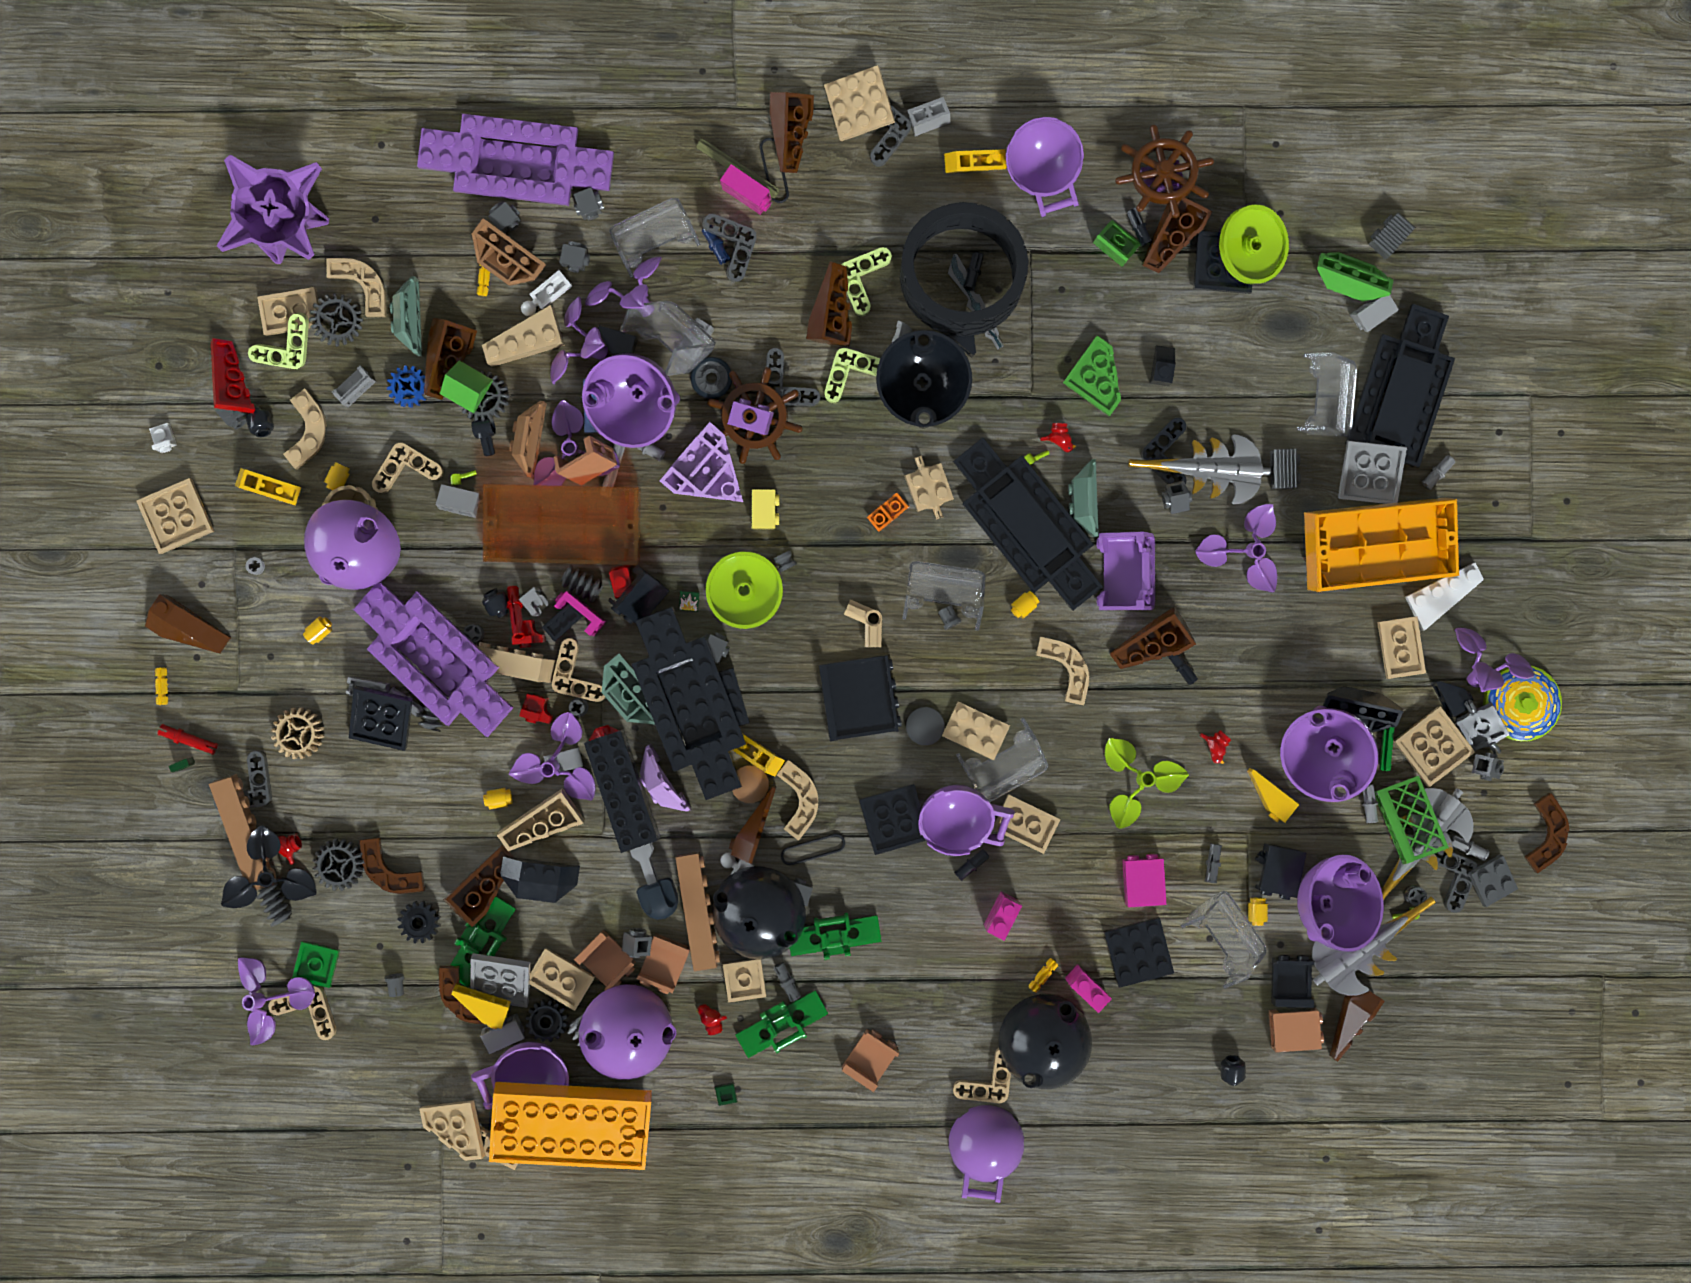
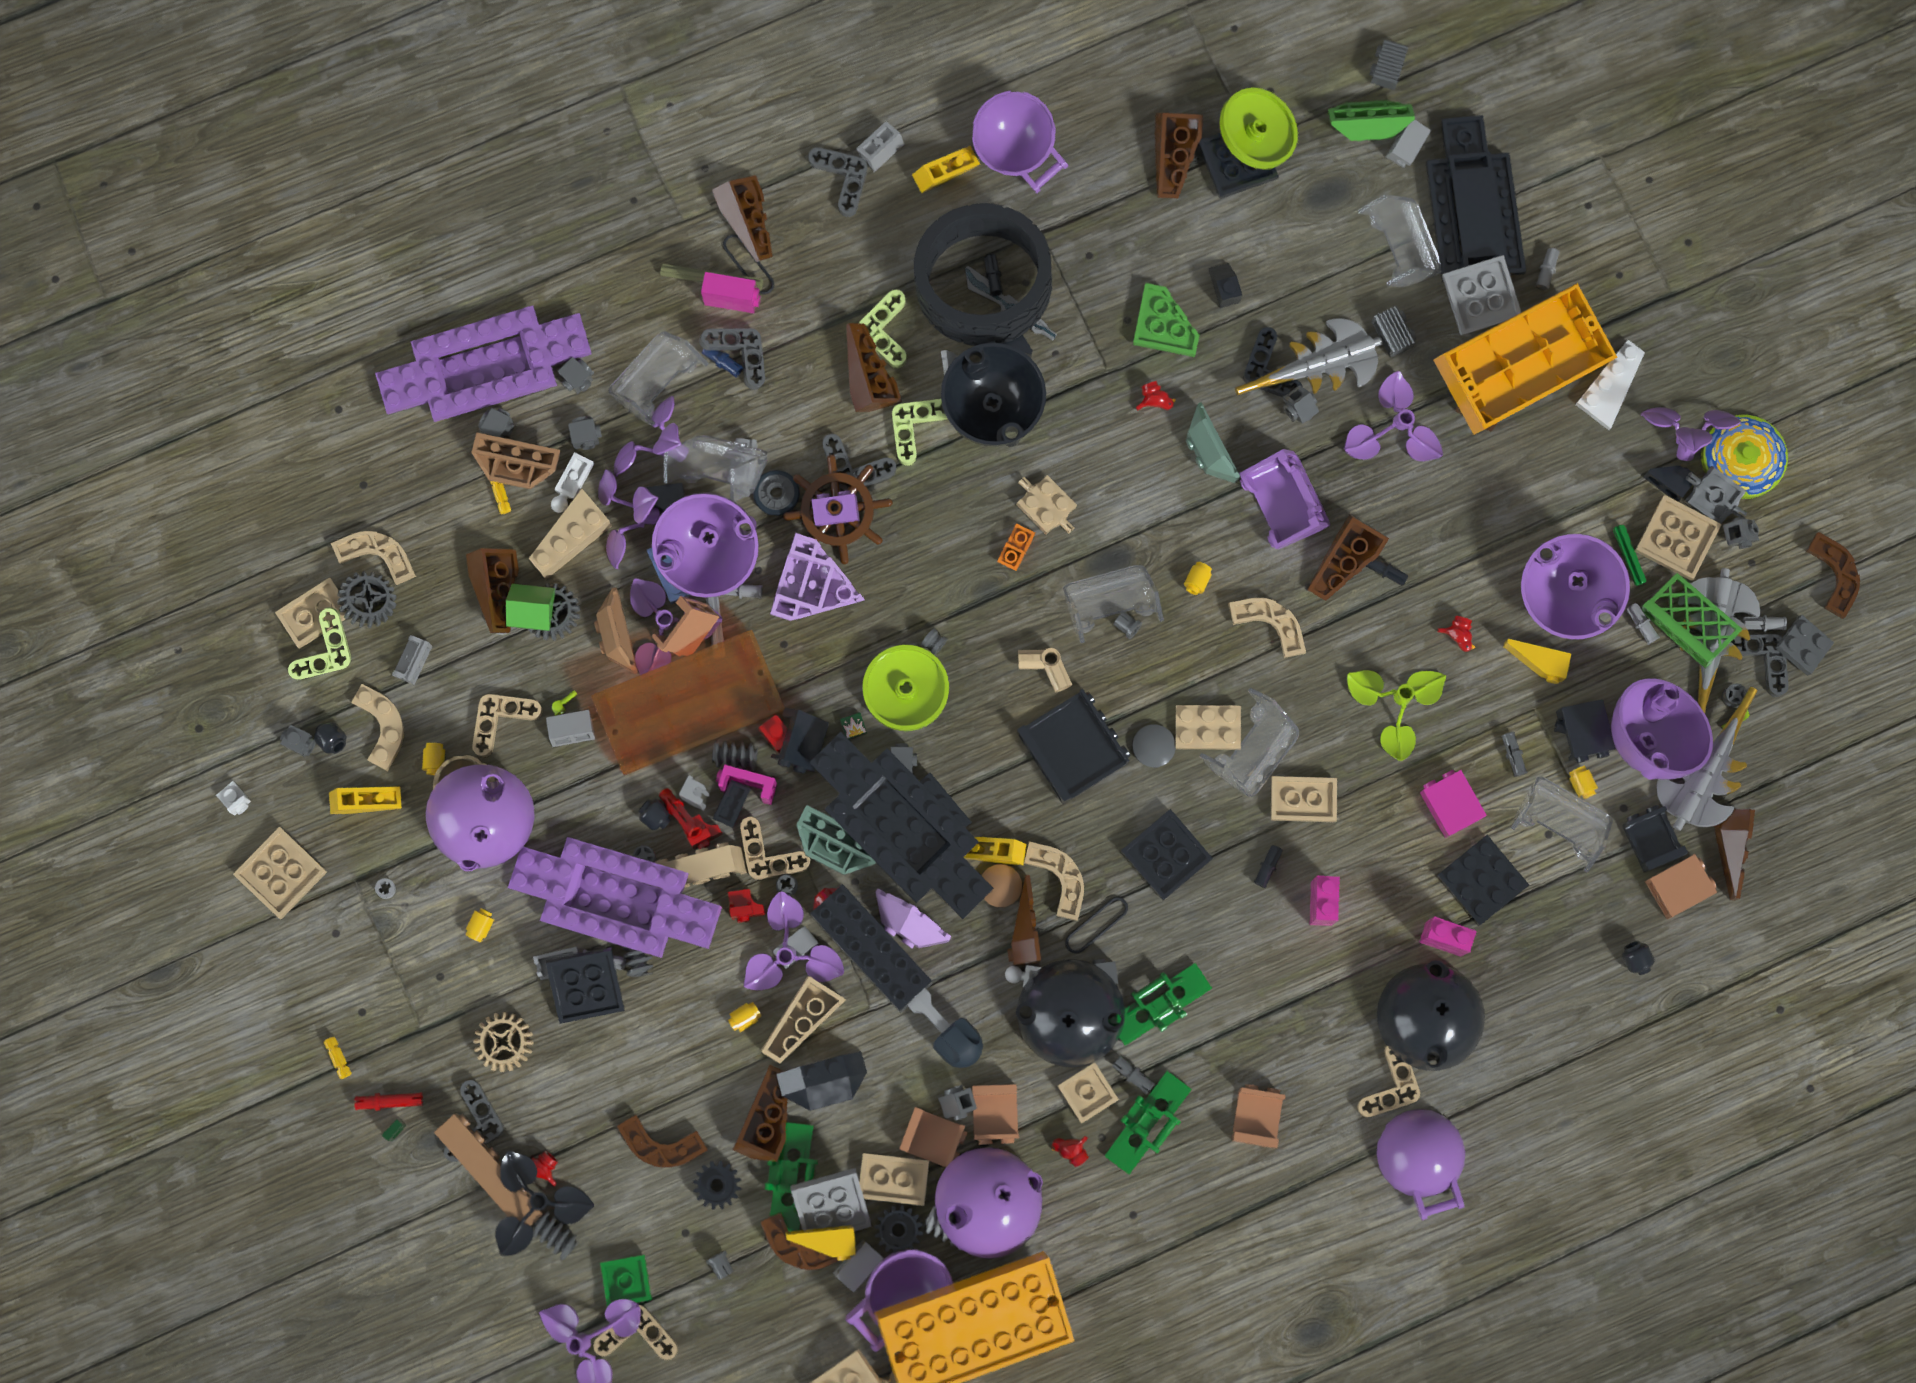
camera: 25 degrees left, 10 degrees down
(178, 623) = (328, 984): reddish brown wedge -> none
(228, 380) = (280, 707): red wing -> none
(272, 209) = (258, 514): medium lavender piece -> none
(336, 858) = (591, 1149): dark grey gear -> none
(403, 392) = (460, 632): blue gear -> none
(407, 316) = (437, 565): sand green wedge -> none
(484, 431) = (567, 646): black axle -> none
(696, 911) = (1005, 1042): medium nougat brick -> none
(726, 1094) = (1123, 1224): dark green tile -> none
(764, 509) = (889, 598): light yellow piece -> none
(859, 103) = (805, 163): tan plate -> none
(961, 820) = (1235, 820): medium lavender windscreen -> none
(1030, 459) = (1134, 433): lime hand -> none
(1034, 520) = (1168, 489): black piece -> none
(1043, 975) = (1396, 948): yellow axle -> none
(1116, 243) = (1122, 187): bright green slope -> none
(1139, 227) = (1137, 162): black axle -> none
(1165, 174) = (1140, 105): reddish brown brick -> none
(1370, 707) = (1601, 523): black wedge -> none
(1401, 647) = (1596, 454): tan plate -> none

